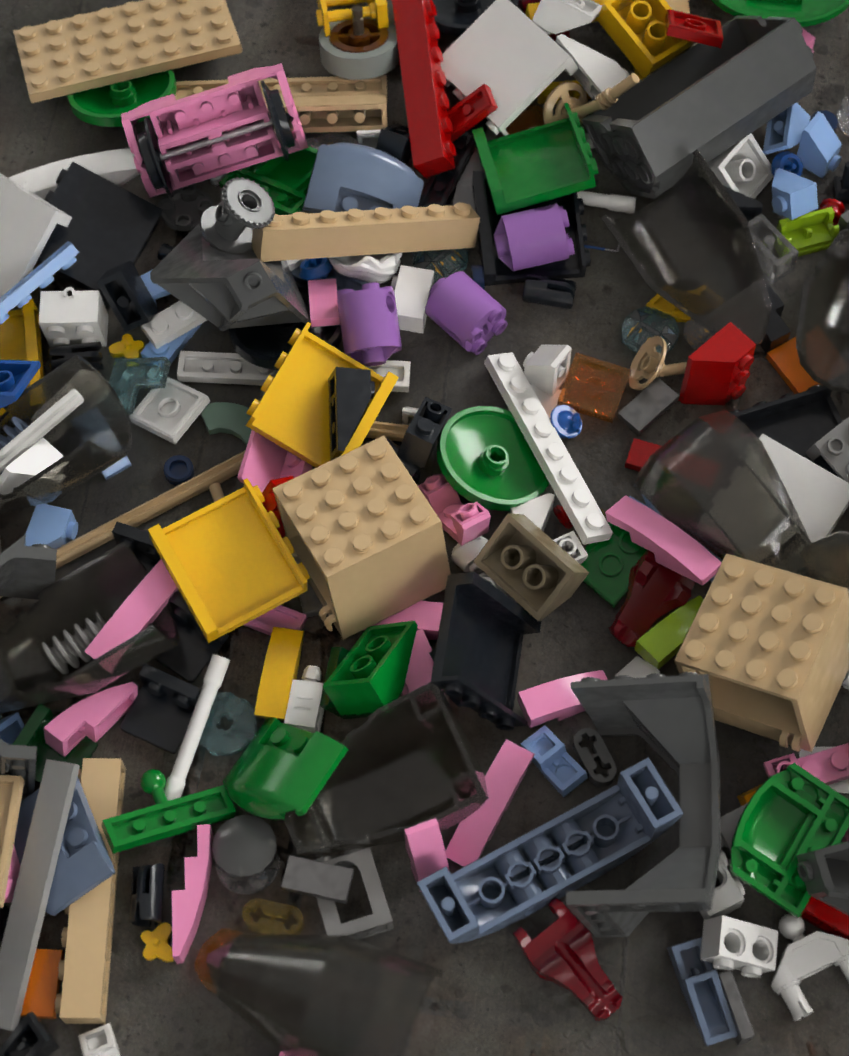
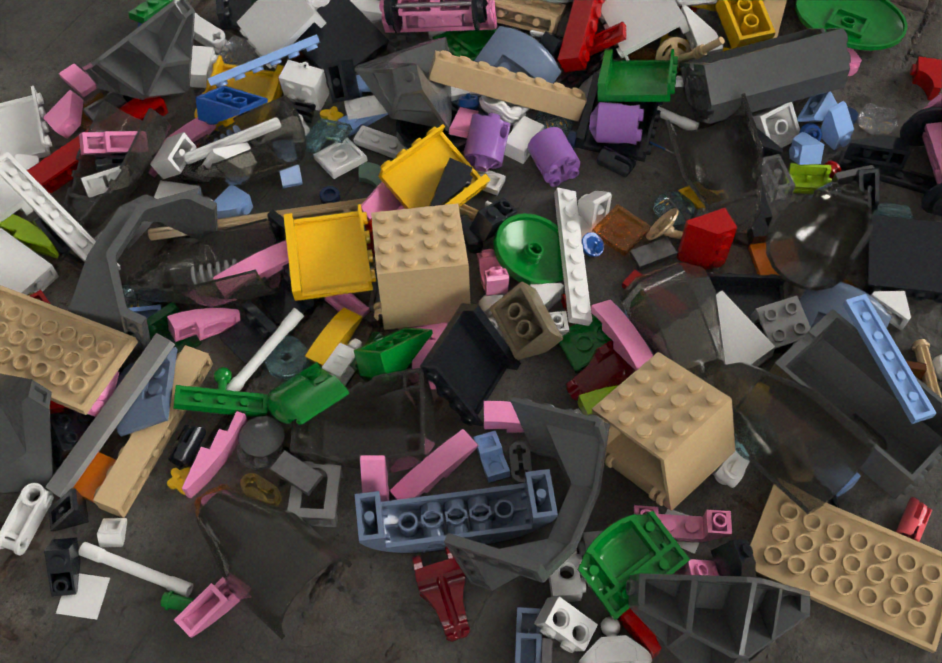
camera: 20 degrees right, 5 degrees down
(242, 208) = (427, 40): dark grey hose -> none
(694, 28) = (775, 23): red tile -> none

